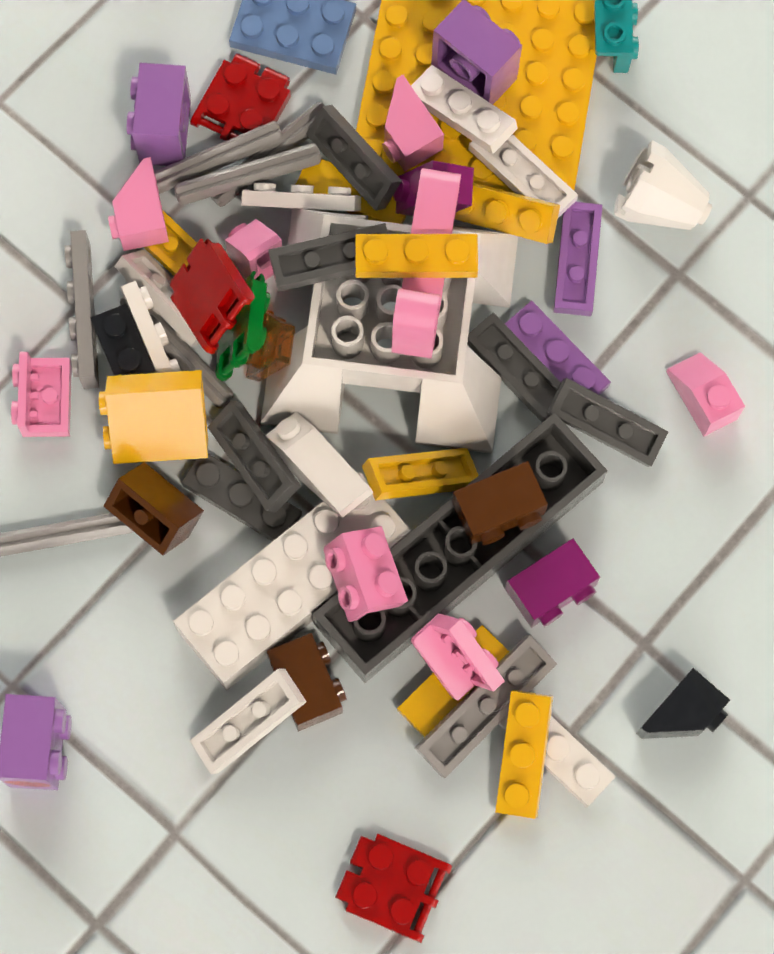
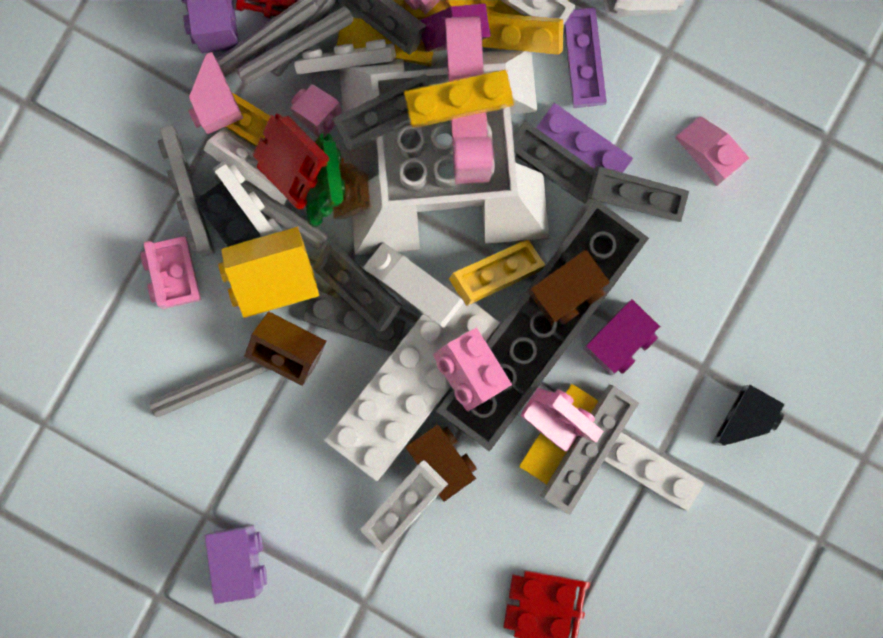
camera: 15 degrees left, 10 degrees up
(524, 754) = (629, 482): yellow plate -> none

